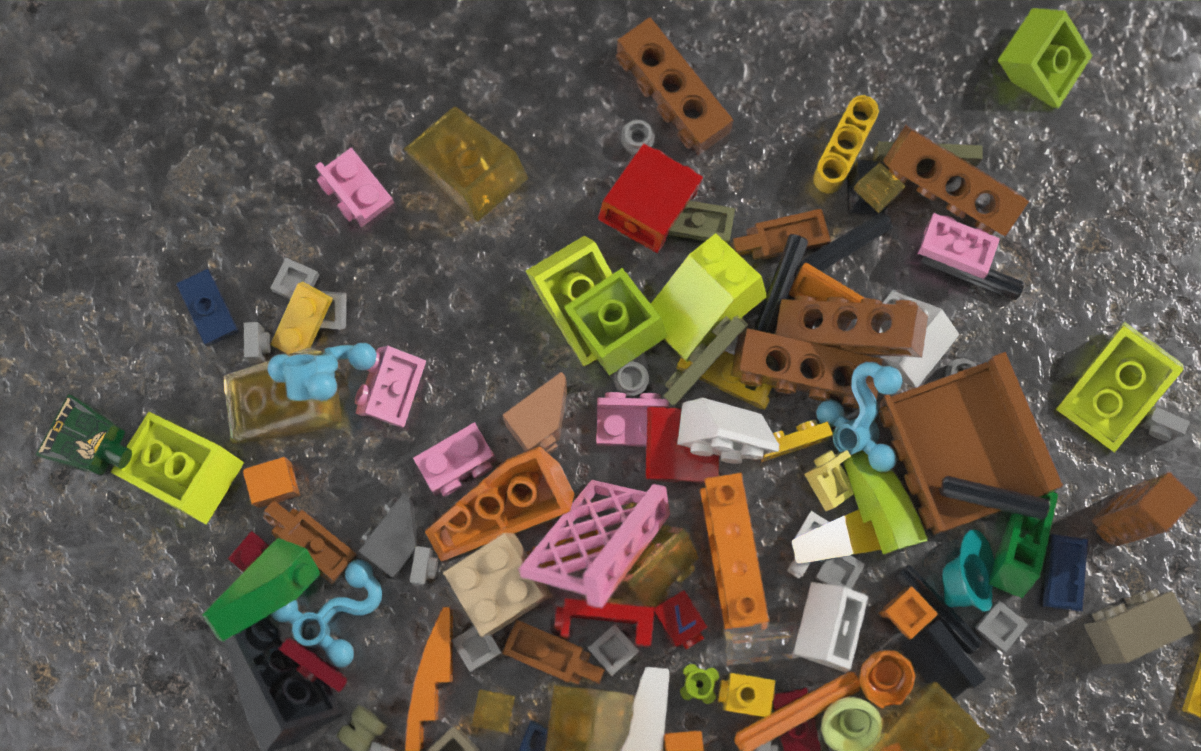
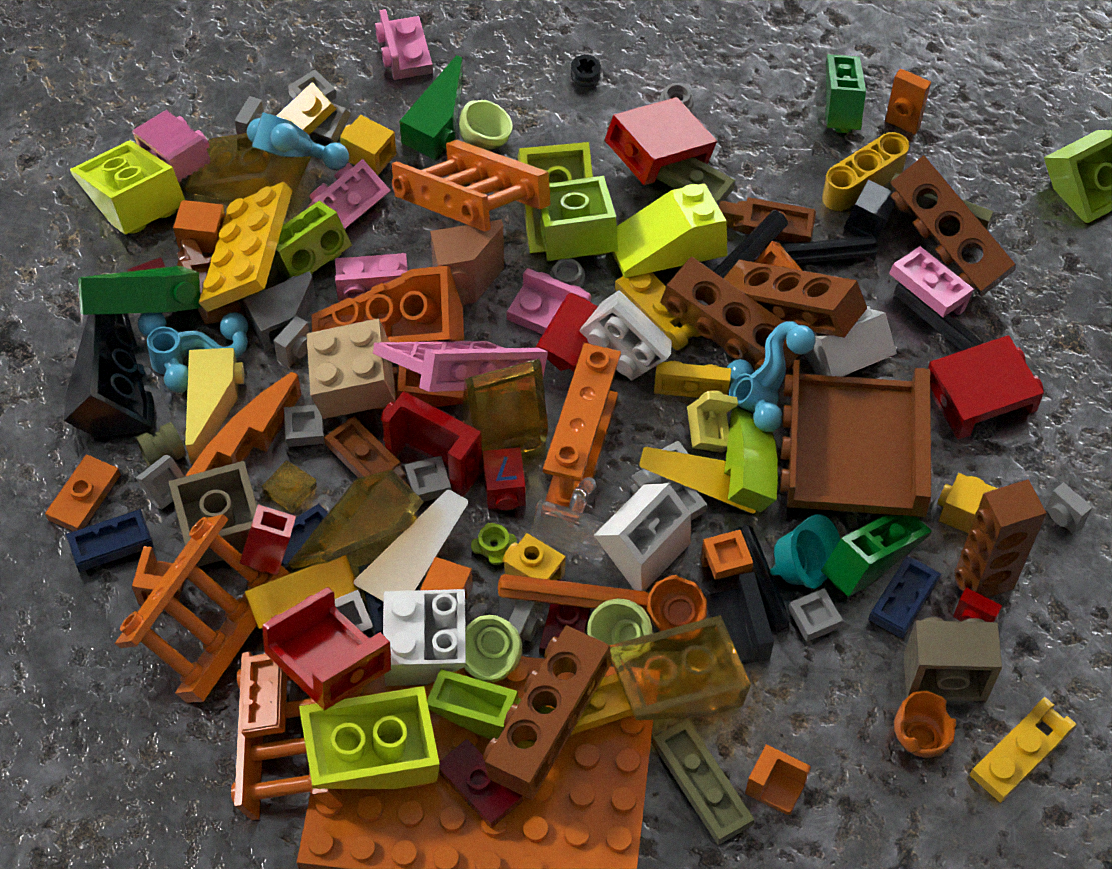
camera: 25 degrees right, 20 degrees down
(84, 439) = (61, 133): dark green torso -> none
(198, 408) = (174, 143): none -> bright pink brick
(207, 307) = (226, 84): dark blue plate -> none
(313, 666) = (149, 374): dark red plate -> none
(332, 496) = (245, 246): none -> yellow plate
(376, 654) = (210, 395): none -> light yellow slope
(381, 323) = (369, 142): none -> yellow brick
(382, 459) = (303, 237): none -> lime brick
(425, 264) = (434, 115): none -> green slope
(467, 163) = (514, 63): clear yellow slope -> none
(479, 250) = (484, 124): none -> yellowish green piece
(506, 310) = (475, 166): none -> orange fence
(527, 140) = (588, 62): none -> black bush
(650, 42) = (729, 73): dark orange brick -> none
(703, 358) = (642, 271): olive plate -> none
(788, 60) = (844, 93): none -> green slope
(855, 54) = (907, 101): none -> orange plate
(879, 187) = (874, 199): clear yellow plate -> none
(994, 497) = (860, 487): black axle -> none
(1045, 331) = (983, 384): none -> red panel
(1082, 457) = (962, 501): none -> yellow brick
(1120, 386) = (1045, 448): neon yellow slope -> none
(1131, 563) = (976, 606): none -> red plate
(1136, 693) = (924, 725): none -> orange hair

